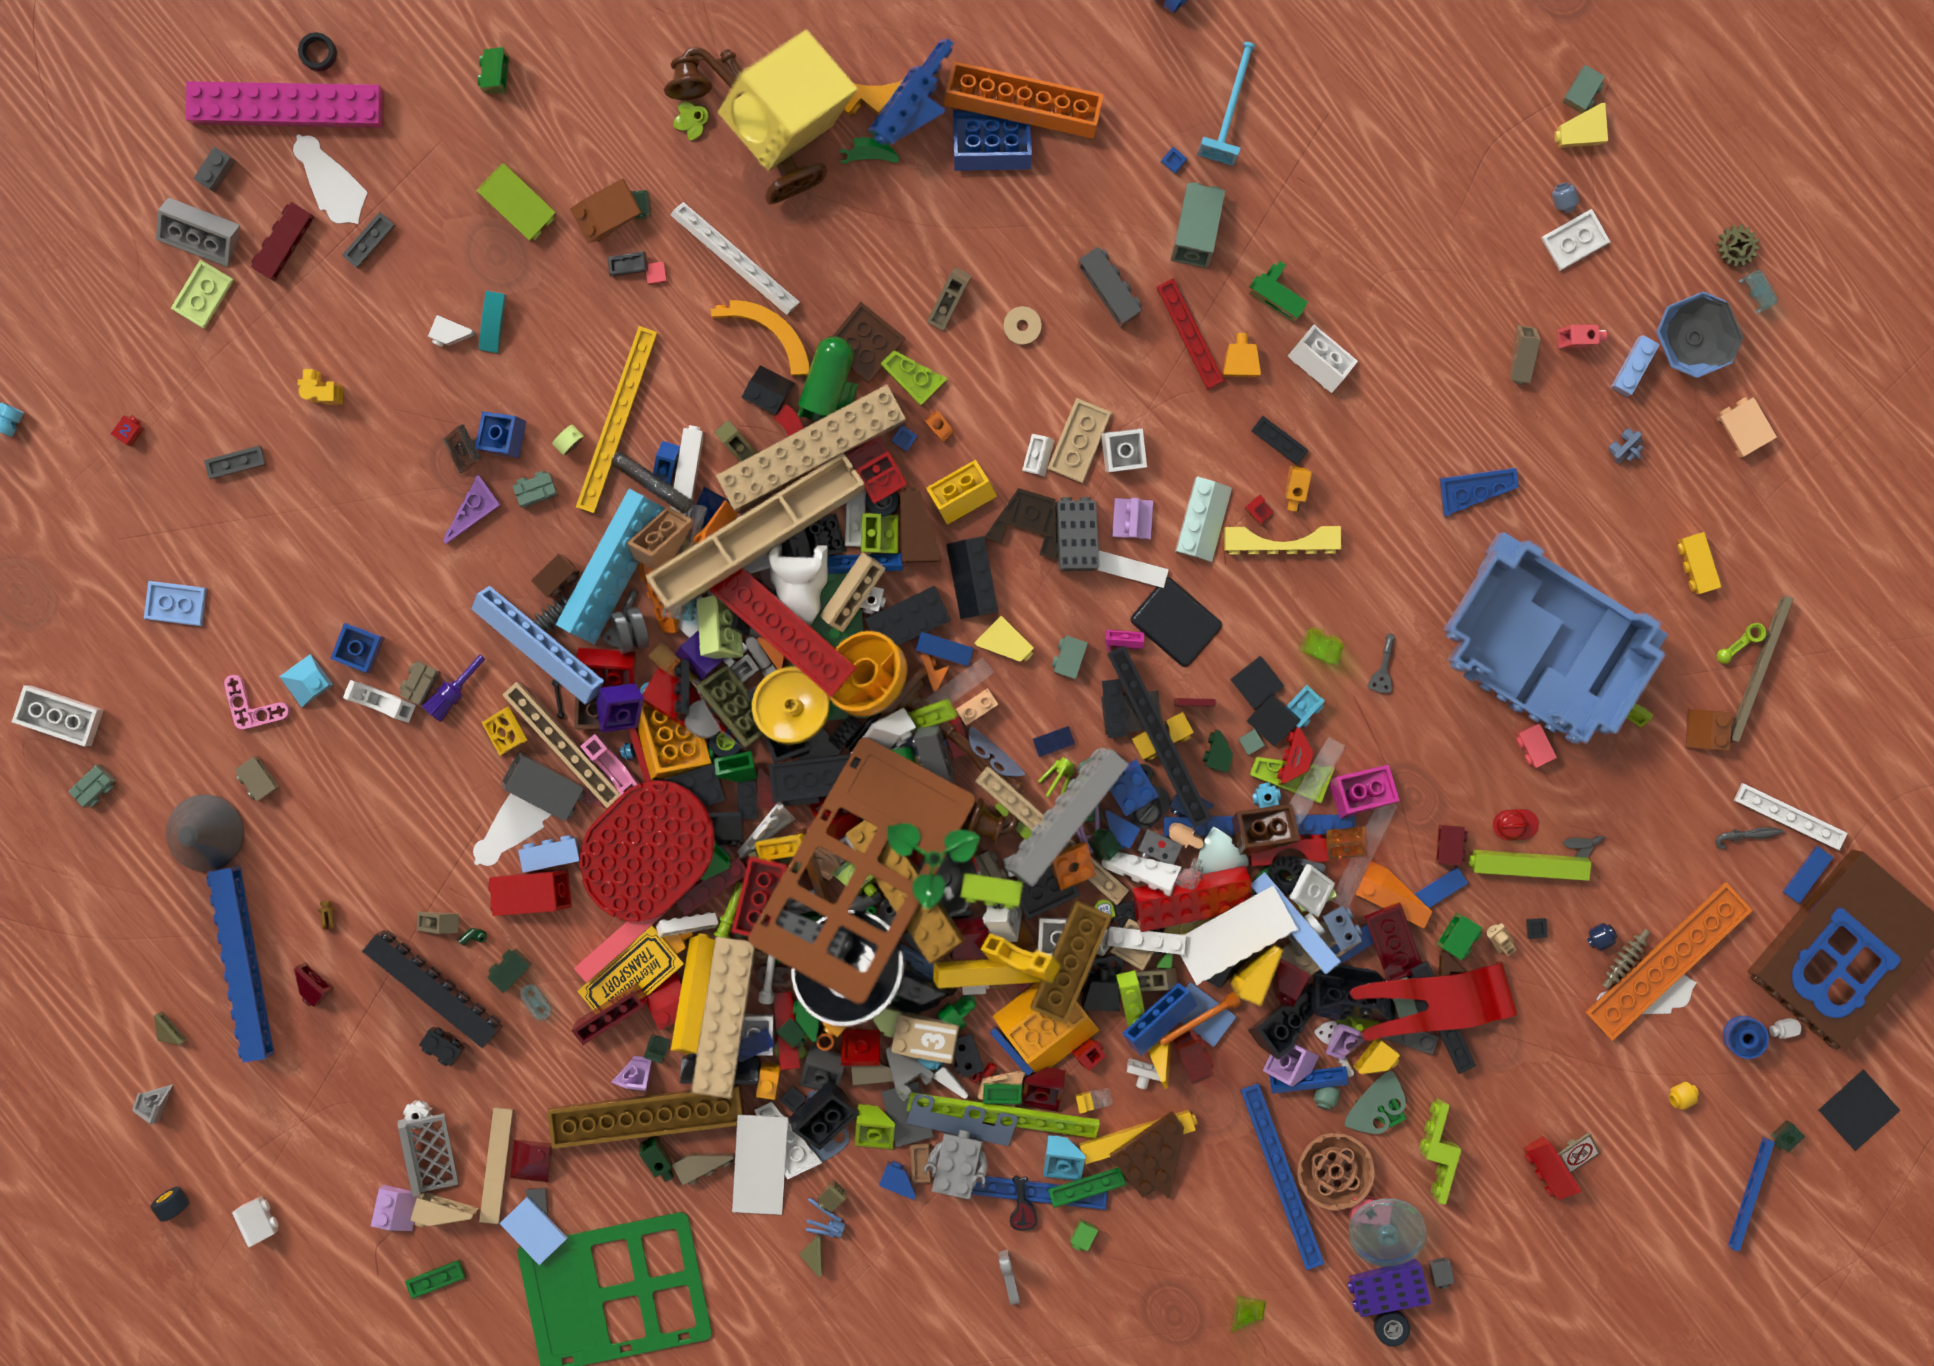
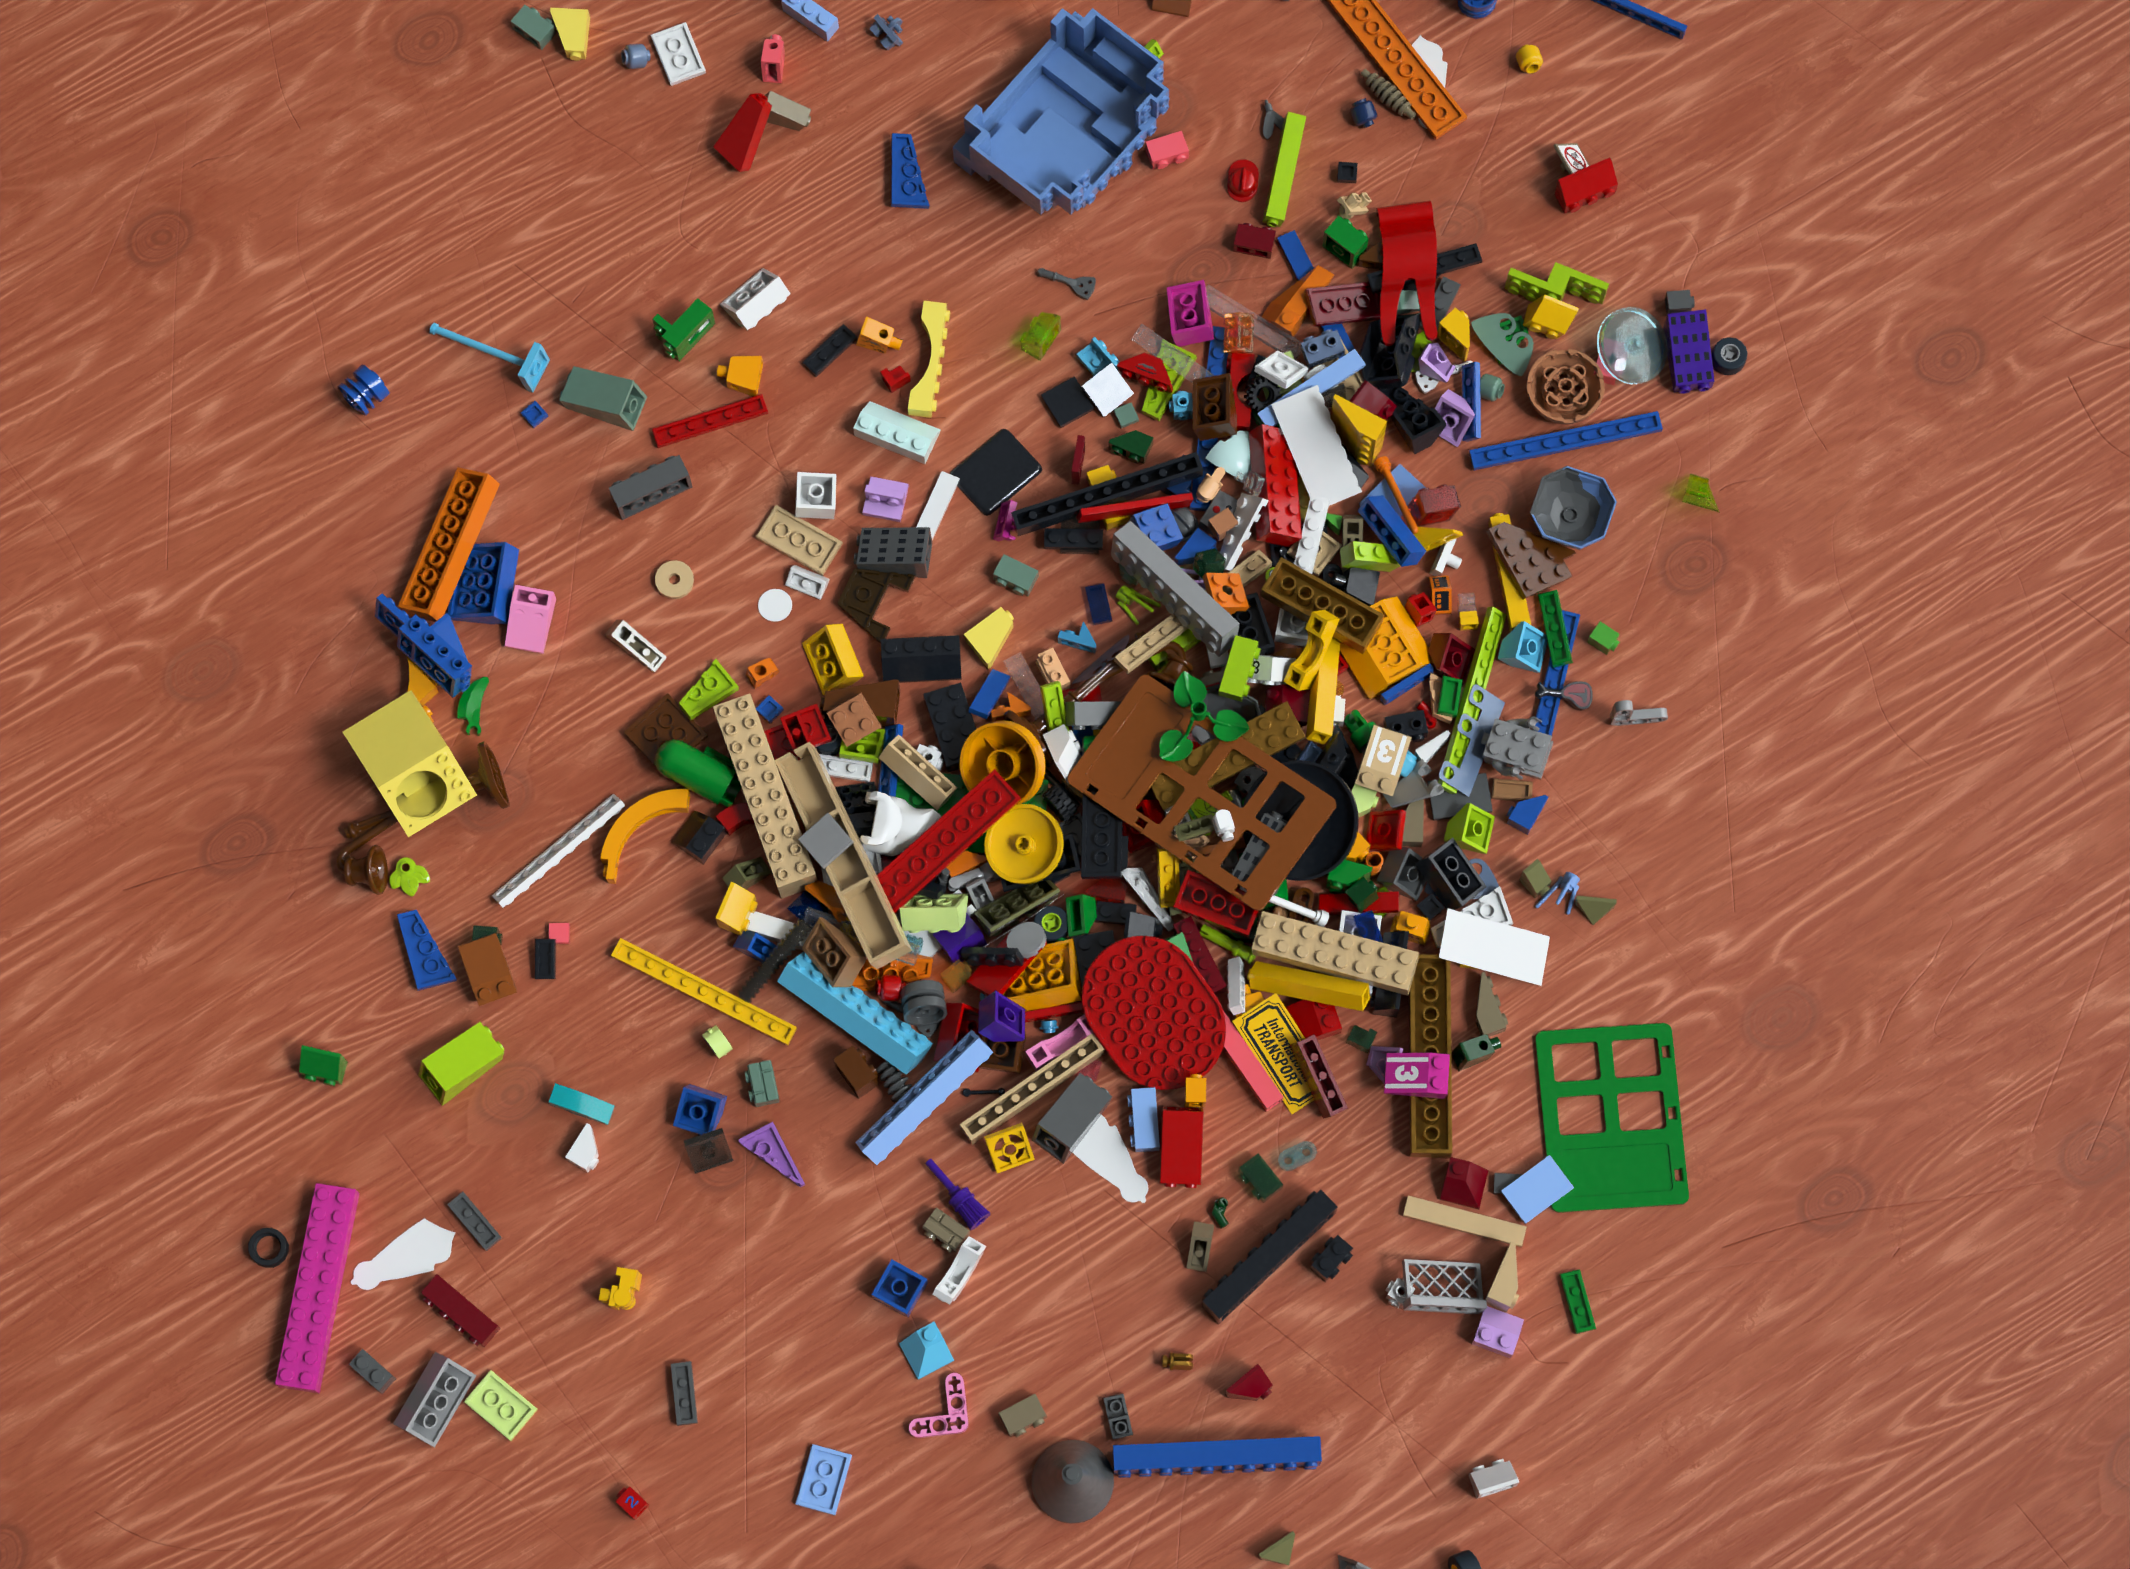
camera: 80 degrees left, 15 degrees down
(270, 866) = (1118, 1416): none -> dark grey slope
(578, 900) = (1195, 1091): none -> light orange slope
(615, 148) = (425, 958): none -> blue wing
(619, 1108) = (1417, 1074): none -> dark pink slope
(641, 596) = (889, 987): none -> red head
(692, 439) = (736, 909): none -> yellow slope
(764, 515) = (826, 840): none -> light grey tile
(824, 869) = (1194, 828): none -> olive slope
(827, 896) = (1223, 825): none -> white arm
(894, 523) = (854, 719): none -> nougat plate
(960, 191) = (529, 619): none -> bright pink slope
(1010, 427) = (775, 605): none -> white sticker
(1013, 732) = (1082, 642): none -> dark azure slope
(1109, 1072) = (1441, 594): none -> slope
(1144, 853) = (1222, 523): none -> nougat panel
(1151, 766) = (1132, 507): none -> red tile
(1207, 1193) = (1573, 507): none -> dark grey rock
(1405, 1147) = (1549, 316): none -> yellow slope
(1491, 319) = (744, 132): none -> red slope

